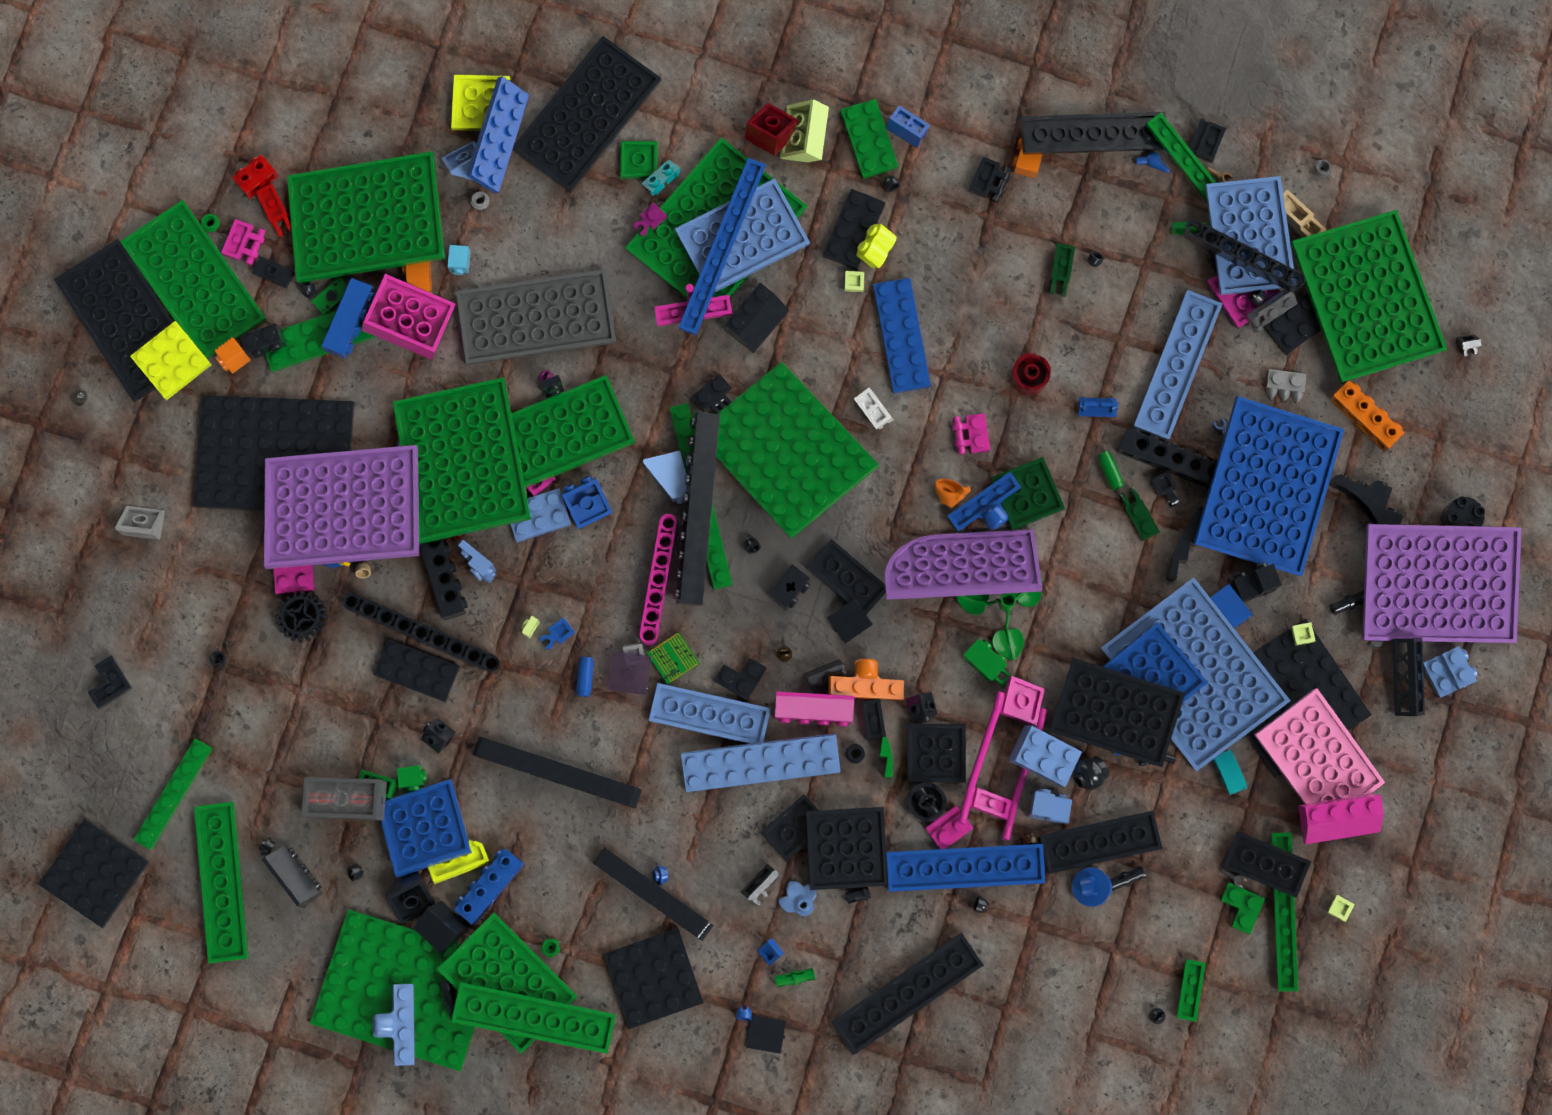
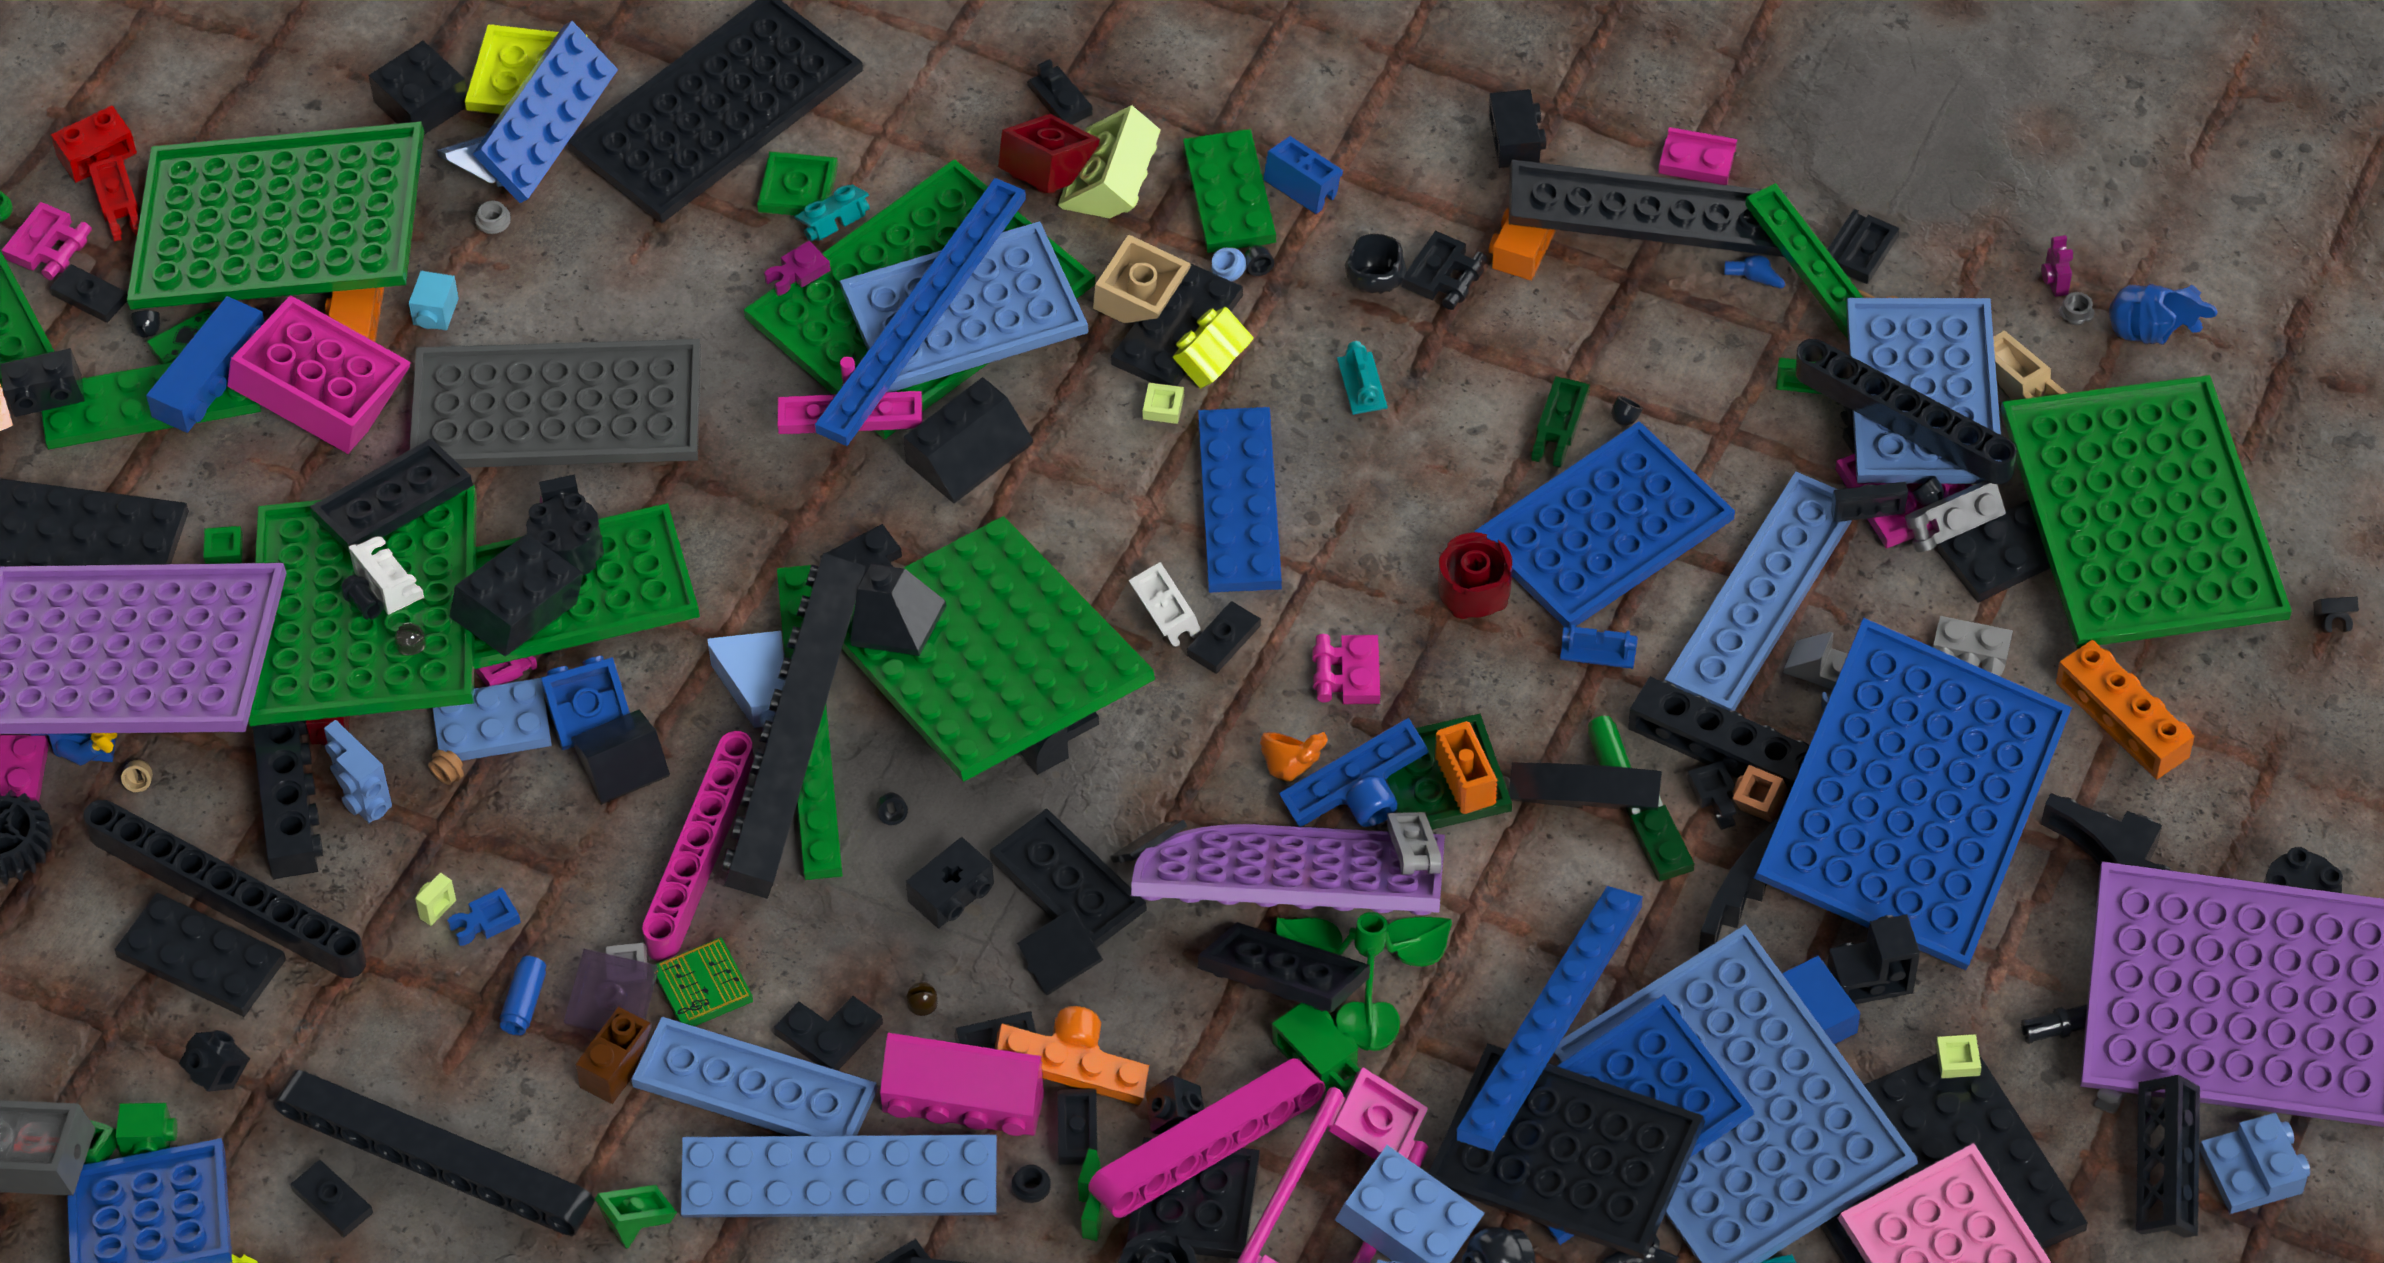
camera: 10 degrees right, 25 degrees down
(378, 425) = (223, 545): none -> green plate
(424, 122) = (419, 88): none -> black brick
(460, 460) = (356, 590): none -> black pin
(463, 392) = (392, 495): none -> black plate
(470, 446) = (385, 575): none -> white hinge
(490, 489) = (410, 639): none -> clear smoke hinge
(511, 802) = (331, 1198): none -> black plate
(521, 547) = (446, 766): none -> medium nougat plate
(541, 452) = (516, 594): none -> black brick
(558, 408) = (568, 529): none -> black brick
(609, 530) = (621, 756): none -> black slope
(637, 708) = (613, 1055): none -> reddish brown slope
(664, 794) = (634, 1209): none -> green slope
(738, 437) = (894, 611): none -> black slope
(770, 86) = (1059, 94): none -> black plate
(833, 210) = (1138, 282): none -> tan slope
(876, 188) = (1228, 263): none -> light blue plate
(885, 553) = (1150, 839): none -> black piece
(905, 422) = (1223, 637): none -> black plate
(940, 724) = (1206, 1138): none -> dark pink beam
(955, 183) = (1376, 263): none -> black hair
(955, 255) = (1361, 379): none -> teal hinge
(964, 621) = (1283, 967): none -> black plate
(1017, 85) = (1515, 127): none -> black brick
(1021, 545) = (1414, 843): none -> light grey plate
(1042, 496) = (1465, 767): none -> orange brick
(1092, 332) = (1606, 525): none -> blue plate
(1101, 495) = (1585, 785): none -> black slope
(1101, 639) = (1549, 1019): none -> blue plate
(1114, 89) = (1697, 156): none -> dark pink plate
(1189, 490) = (1760, 793): none -> nougat brick
(1212, 404) = (1816, 660): none -> light grey slope
(1228, 308) = (1869, 501): none -> black plate
(1311, 145) = (2056, 269): none -> magenta plate
(1363, 170) = (2154, 312): none -> blue piece

